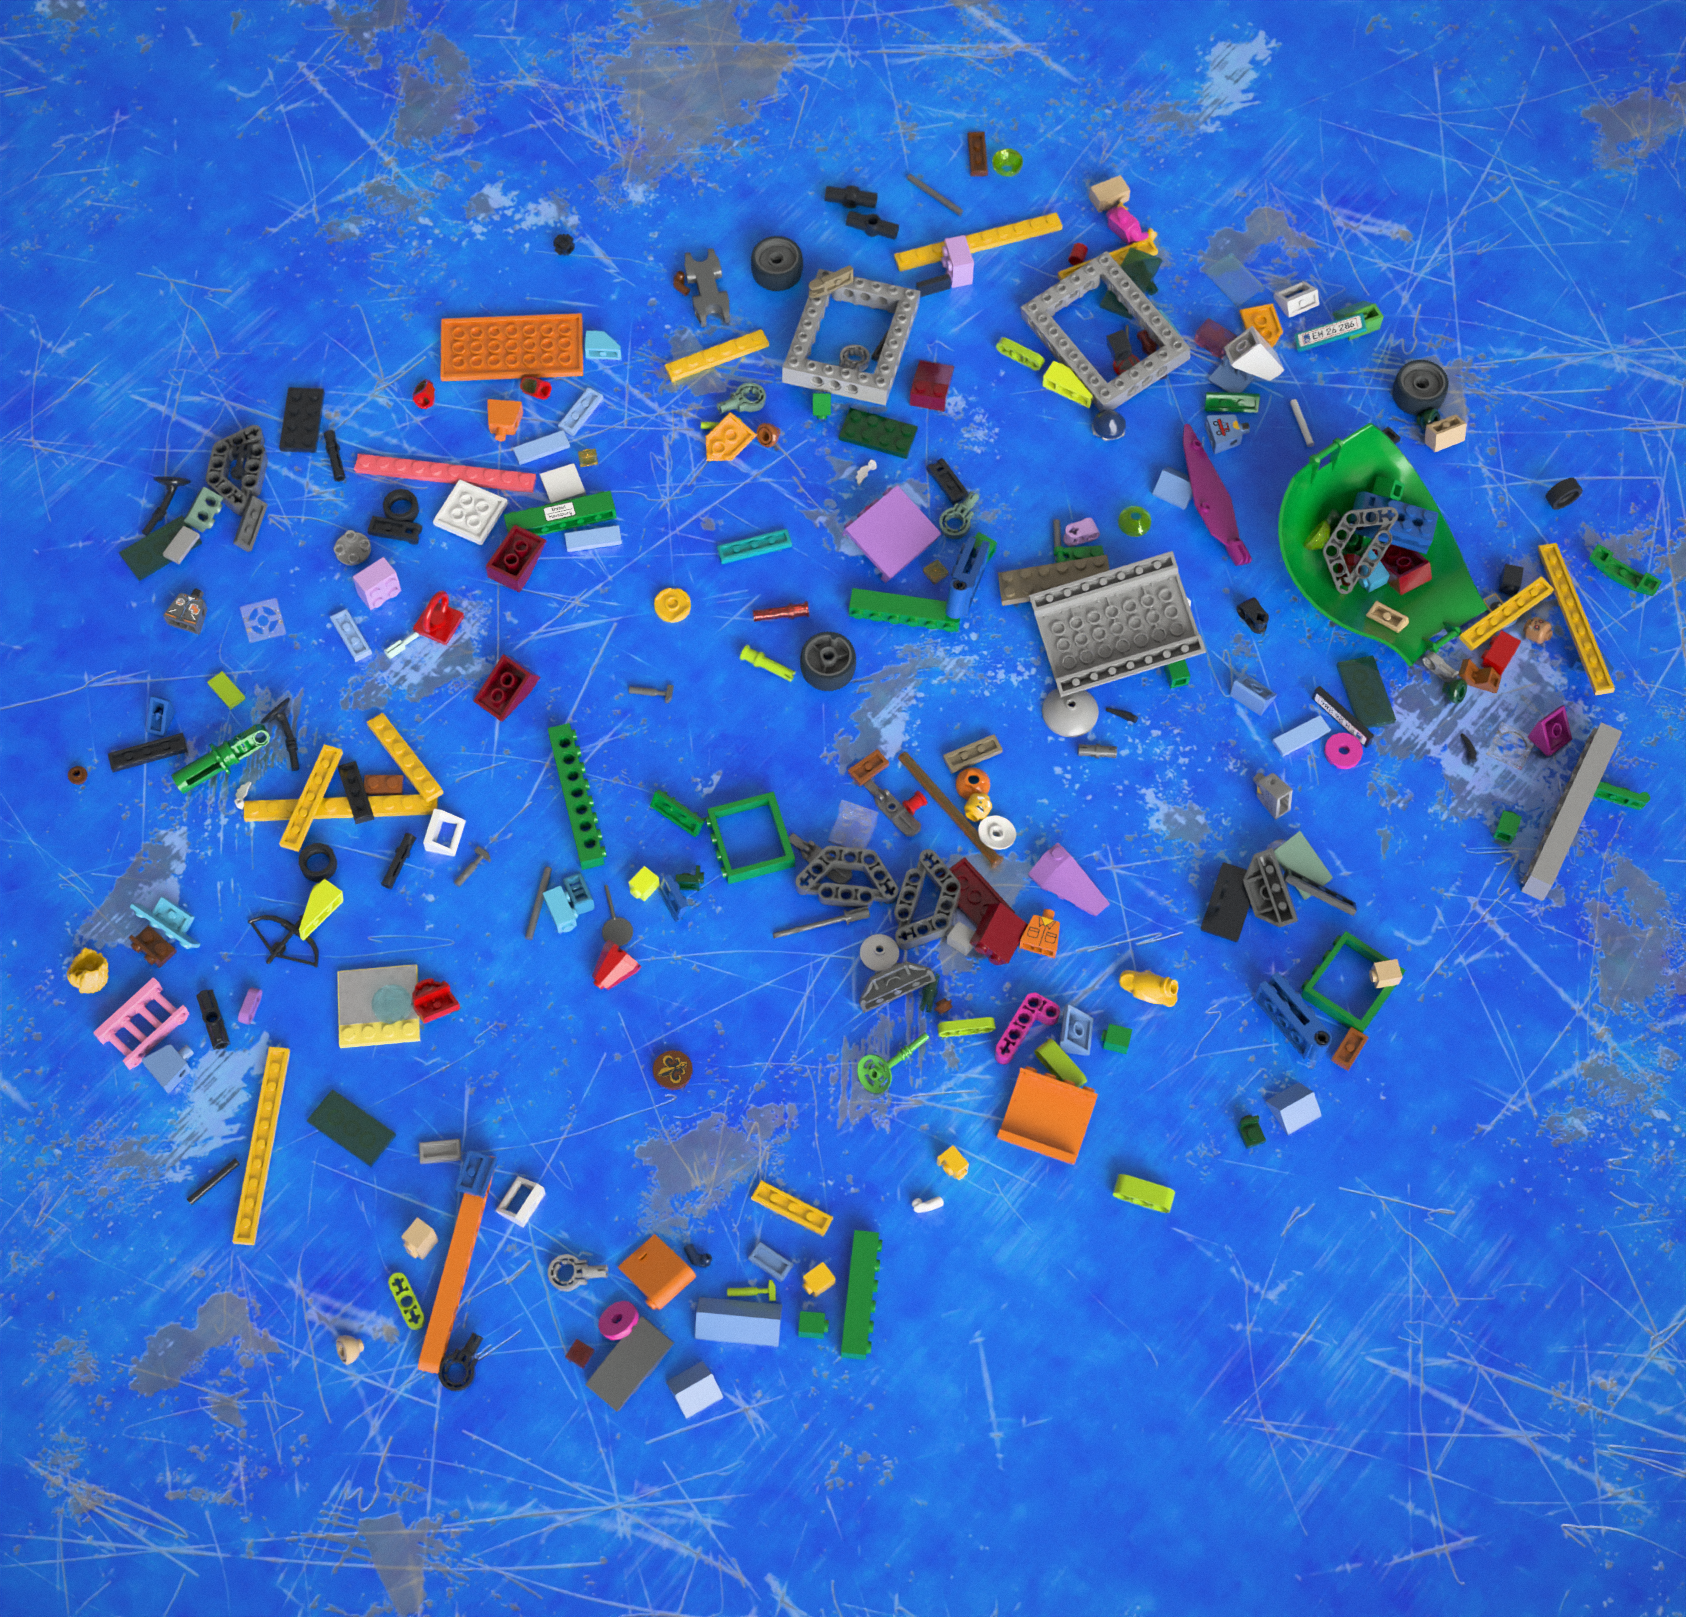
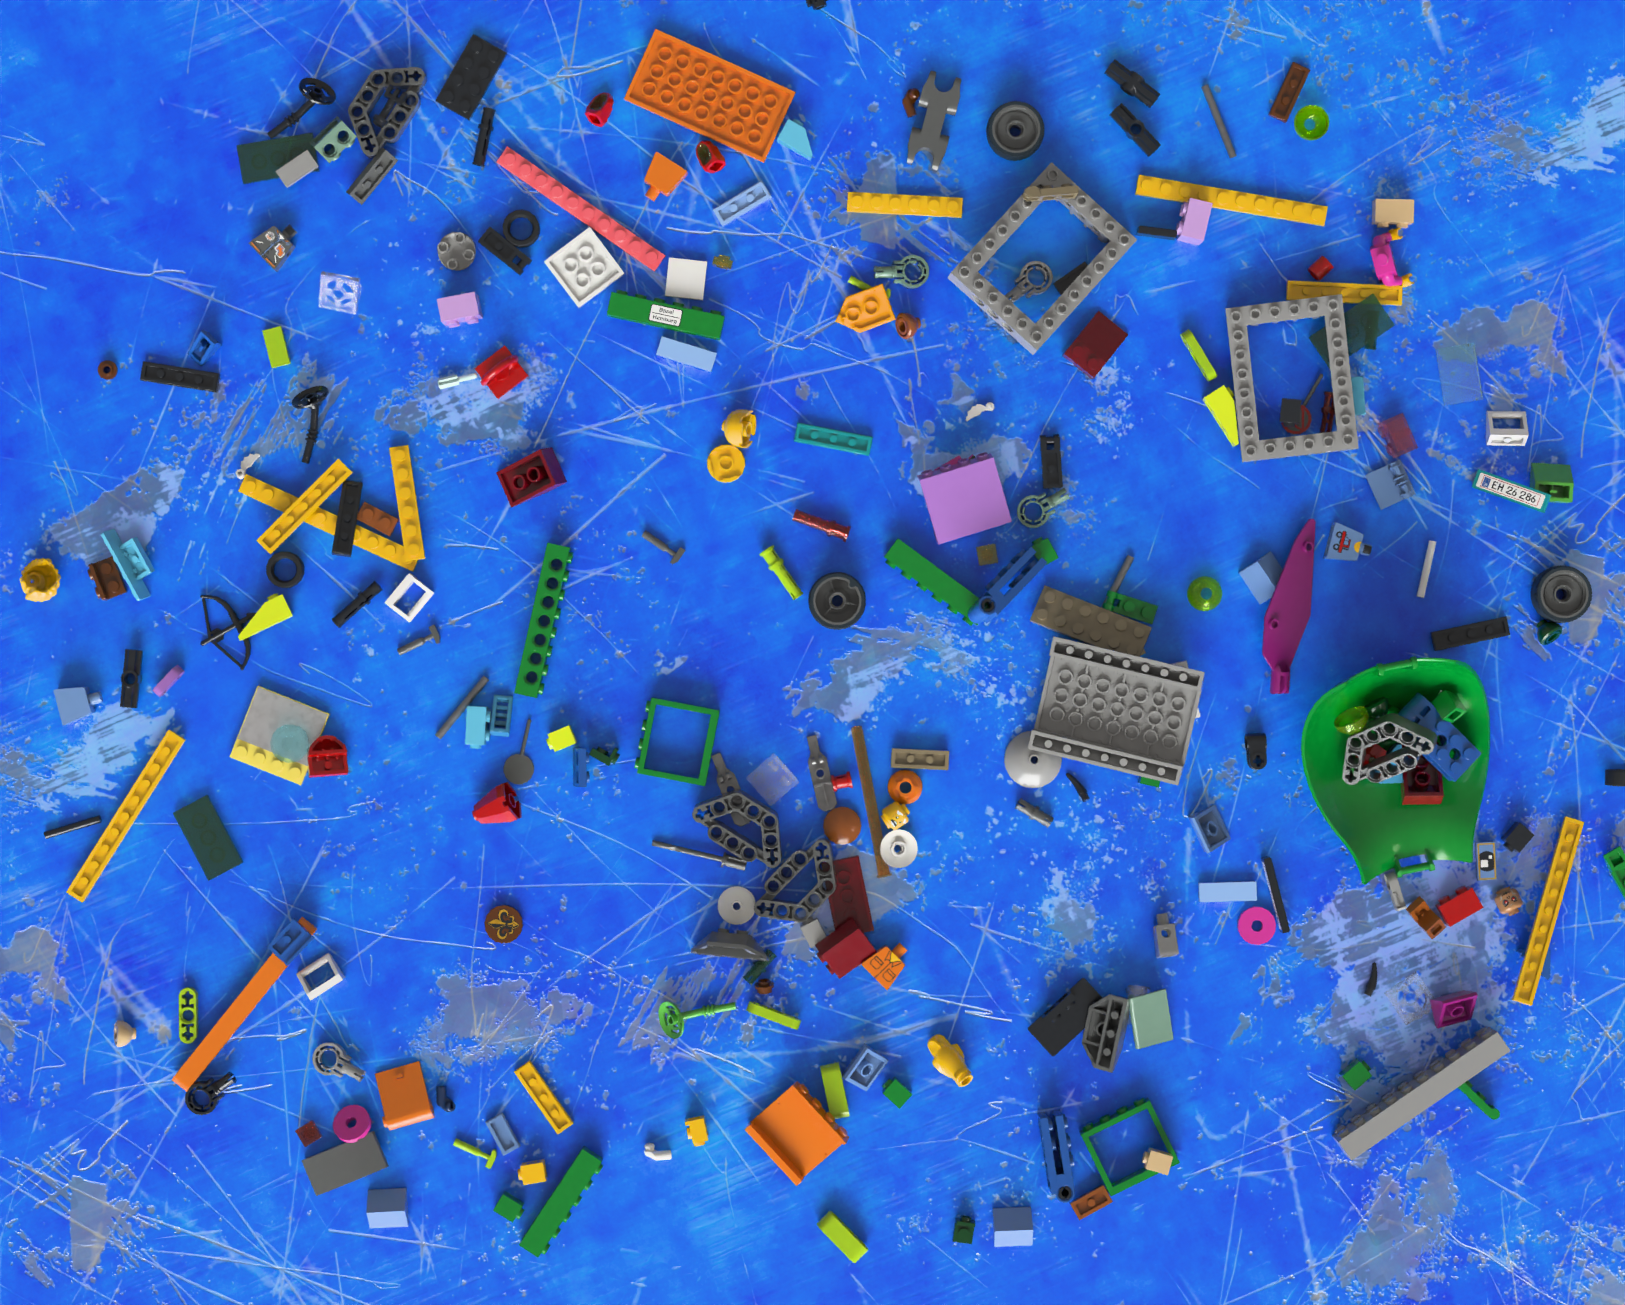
camera: 30 degrees right, 25 degrees up
(134, 1006) = (71, 632): bright pink fence -> none
(220, 758) = (241, 423): green piece -> none
(351, 635) = (415, 345): light blue tile -> none
(419, 1239) = (219, 973): tan brick -> none
(440, 1151) = (273, 896): light grey tile -> none
(515, 558) = (602, 344): dark red slope -> none
(541, 447) = (685, 226): light blue tile -> none
(668, 568) = (739, 427): none -> yellow cylinder
(677, 813) = (625, 683): green plate -> none
(738, 1321) = (452, 1170): slope -> none
(821, 405) = (974, 319): brick -> none
(868, 767) = (818, 725): dark orange plate -> none
(878, 433) = (1014, 373): dark green plate -> none
(937, 838) = (842, 825): none -> dark orange dish
(1022, 1029) = (820, 1043): dark pink beam -> none
(1064, 877) = (935, 923): medium lavender wedge -> none
(1081, 531) = (1148, 582): lavender piece -> none
(1109, 425) = (1238, 480): dark blue hair -> none
(1232, 402) = (1371, 514): green plate -> none
(1254, 355) = (1418, 482): white slope -> none
(1264, 320) = (1454, 441): light orange tile -> none
(1320, 891) = (1149, 1053): black tile -> none
(1366, 692) = (1312, 879): tile -> none
(1387, 617) = (1374, 822): tan slope -> none
(1445, 433) = (1553, 655): tan brick -> none
(1455, 690) = (1393, 920): dark green brick -> none
(1506, 613) = (1489, 871): yellow plate -> none

